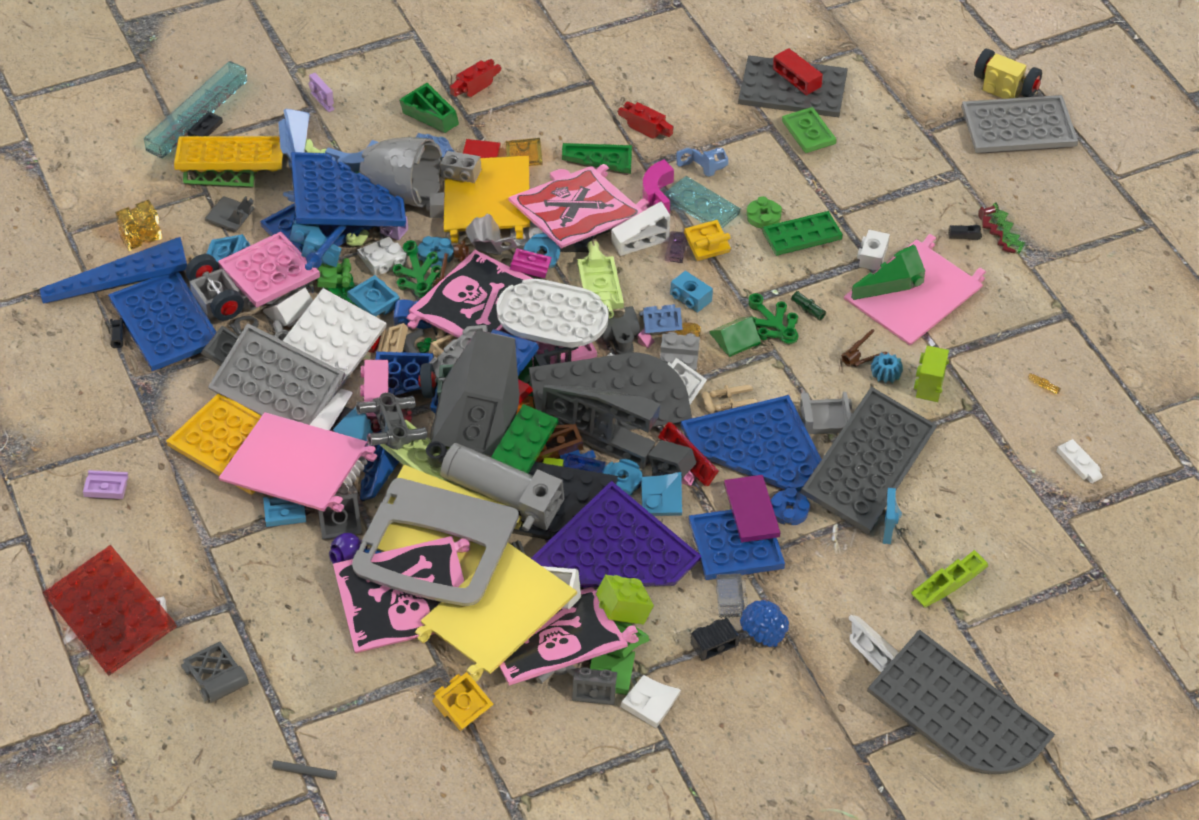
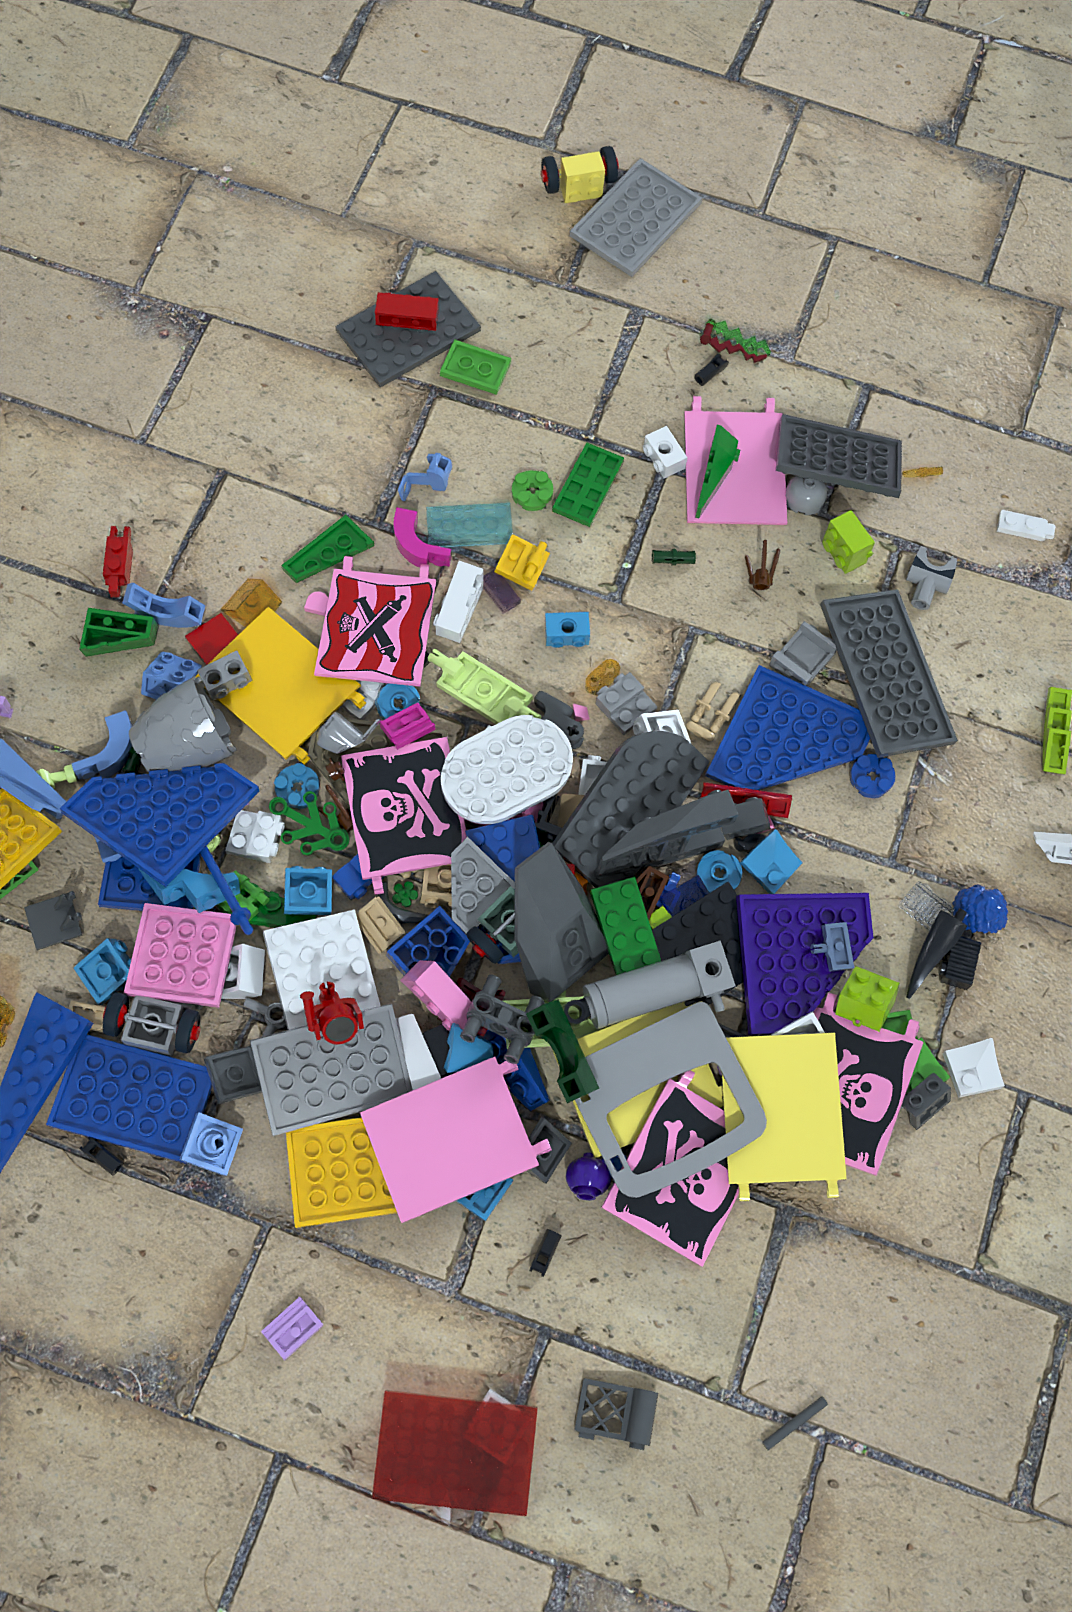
camera: 50 degrees left, 20 degrees up
(174, 368) = (211, 1144): none -> light blue plate
(236, 325) = (210, 1040): dark grey piece -> none
(277, 567) = (547, 1249): none -> black bar
(303, 348) = (334, 1015): none -> red piece
(412, 439) = (574, 1071): none -> dark green arch
(436, 205) = (243, 735): light grey plate -> none
(462, 701) = (845, 1225): yellow plate -> none
(469, 119) = (168, 612): none -> medium blue arch
(639, 559) = (835, 946): none -> sand blue plate
(645, 120) = (327, 475): red hinge -> none
(661, 320) = (578, 680): medium blue bracket -> none
(712, 609) = (939, 941): none -> black piece
(724, 553) = (872, 850): blue plate -> none
(736, 335) = (647, 640): green slope -> none
(752, 508) = (853, 807): magenta tile -> none
(787, 334) = (662, 597): green plant -> none
(887, 367) = (801, 566): dark azure gear -> none
(892, 515) = (966, 715): dark azure plate -> none
(943, 334) = (806, 495): none -> light grey cylinder
(968, 435) = (929, 578): none -> light grey connector
(987, 326) = (839, 456): none -> dark grey plate

